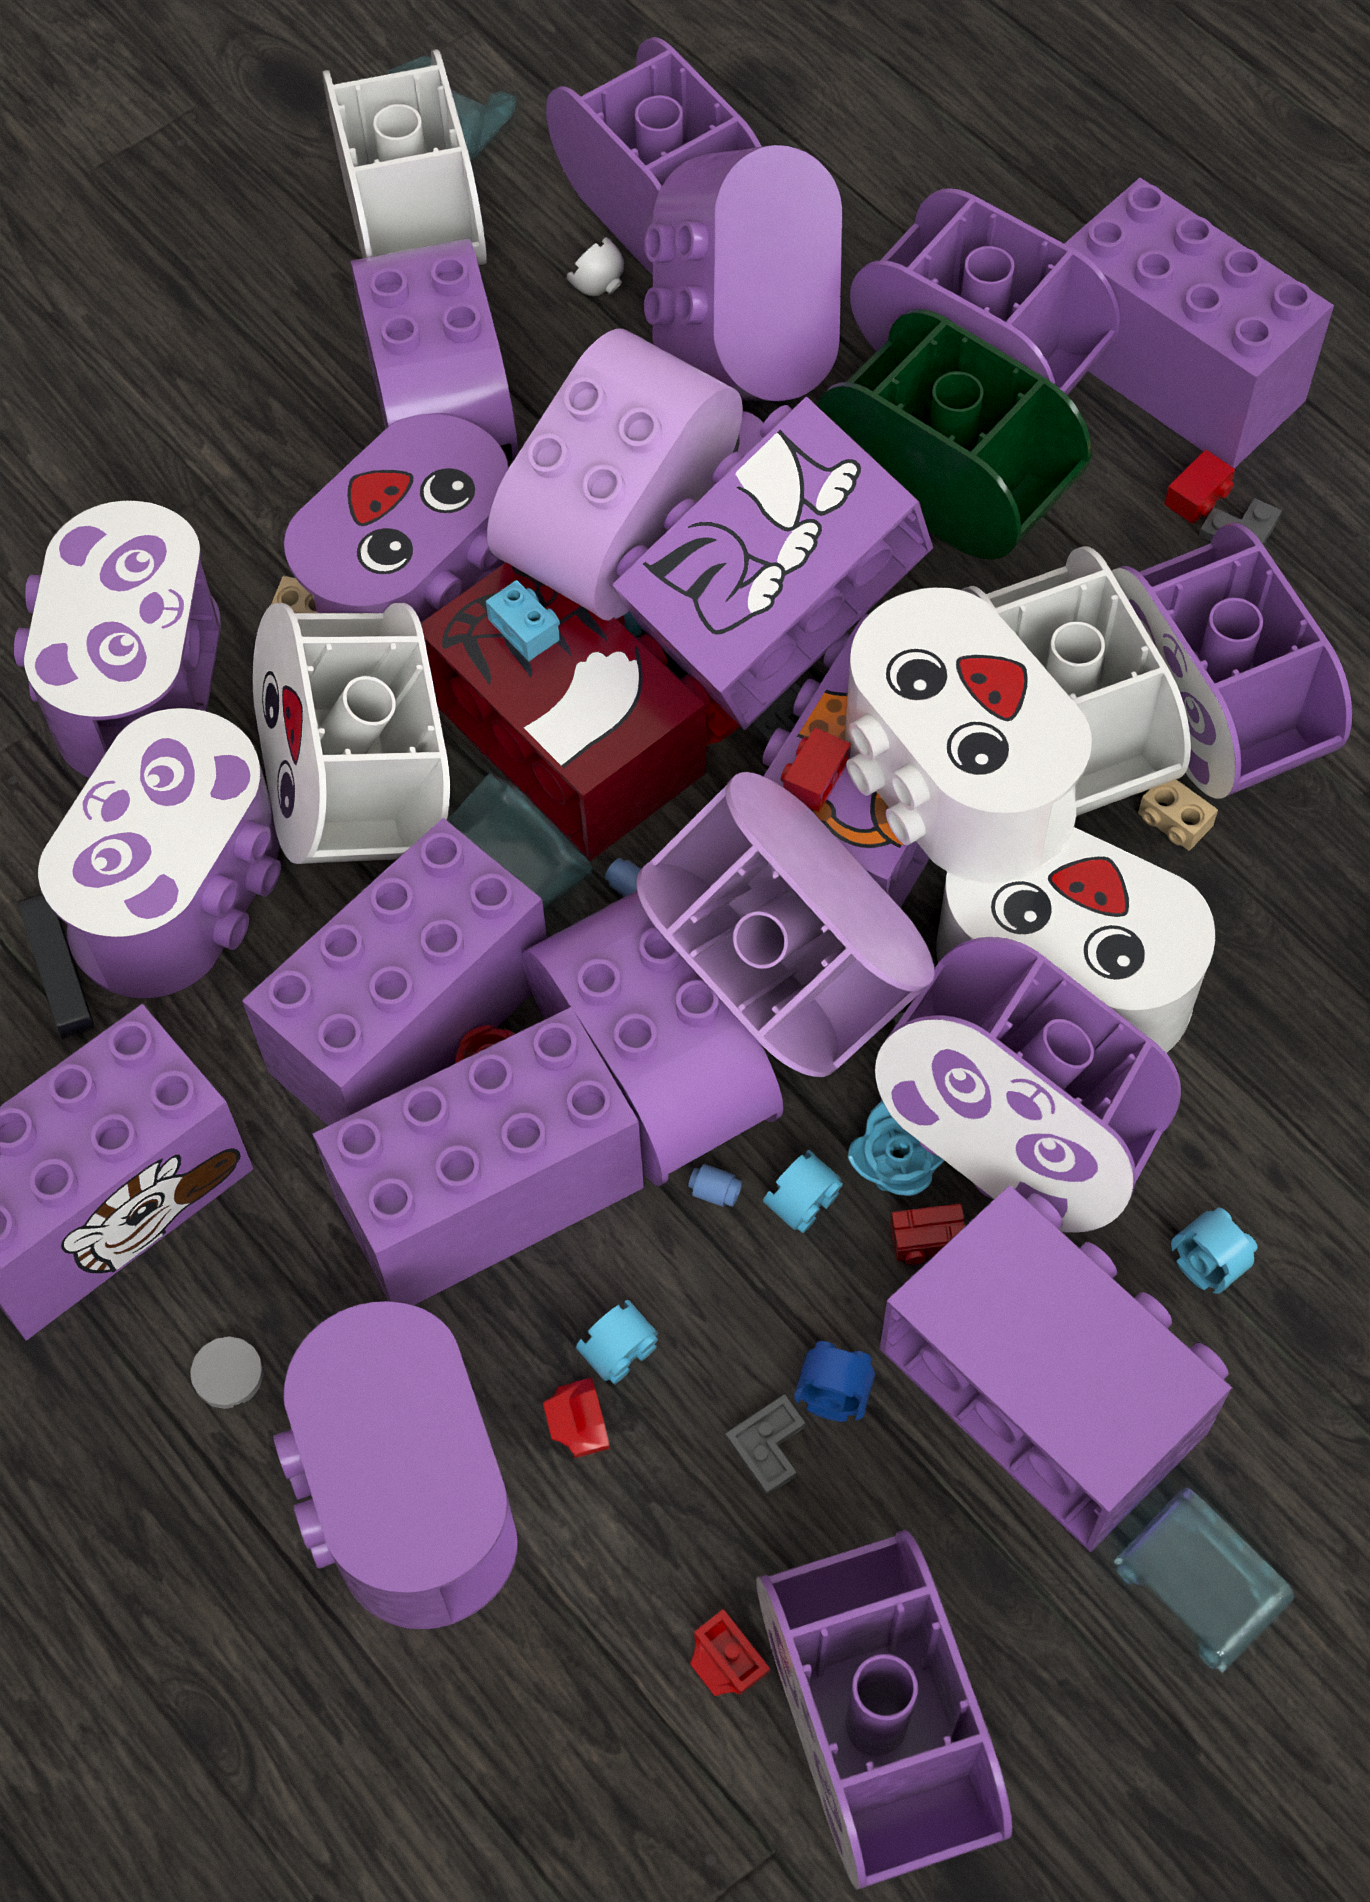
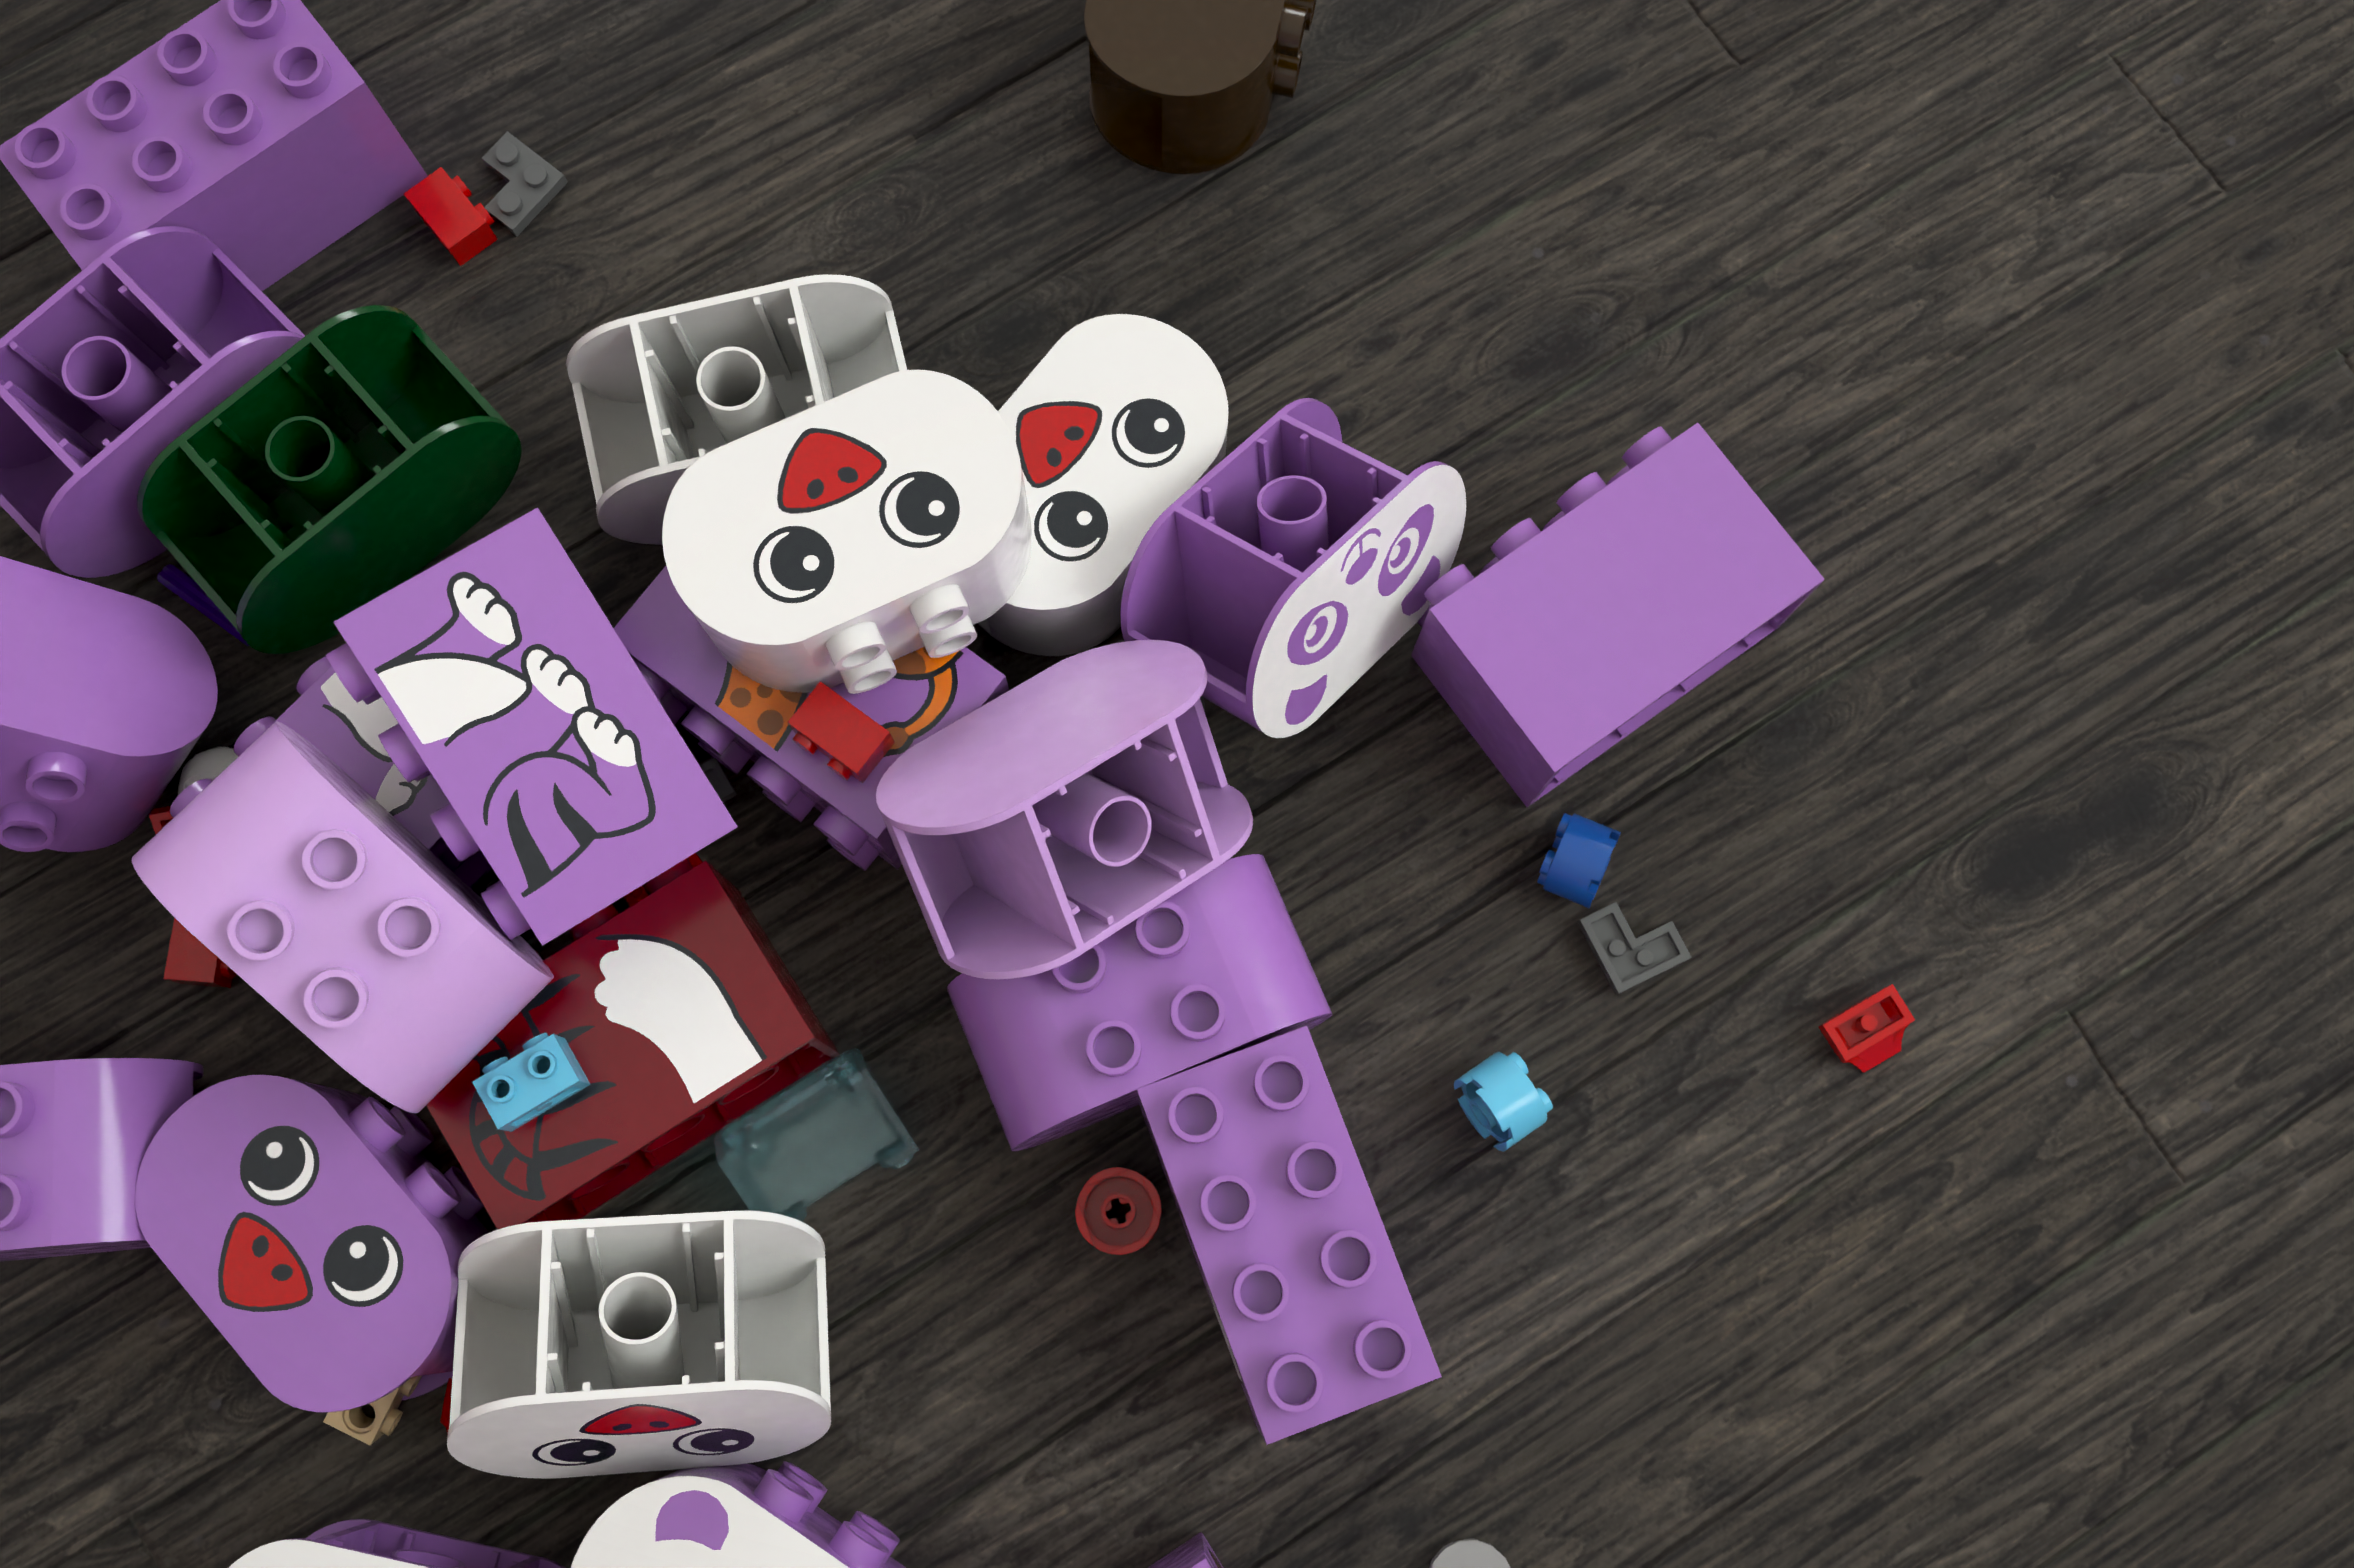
camera: 85 degrees left, 15 degrees up
(396, 1466) = (1658, 1381): medium lavender brick -> none
(398, 977) = (1019, 1314): medium lavender brick -> none
(576, 1418) = (1575, 1162): red slope -> none
(623, 876) = (885, 1004): medium blue brick -> none
(715, 1185) = (1321, 952): medium blue brick -> none
(803, 1190) = (1343, 856): medium azure brick -> none
(875, 1161) = (1310, 773): medium azure brick -> none
(884, 1710) = (1989, 861): medium lavender brick -> none
(924, 1231) = (1405, 726): red brick -> none
(1182, 806) = (918, 318): tan brick -> none
(1206, 1578) = (1847, 505): clear light blue windscreen -> none
(1214, 1250) = (1473, 423): medium azure brick -> none
(1246, 660) = (749, 202): medium lavender brick -> none

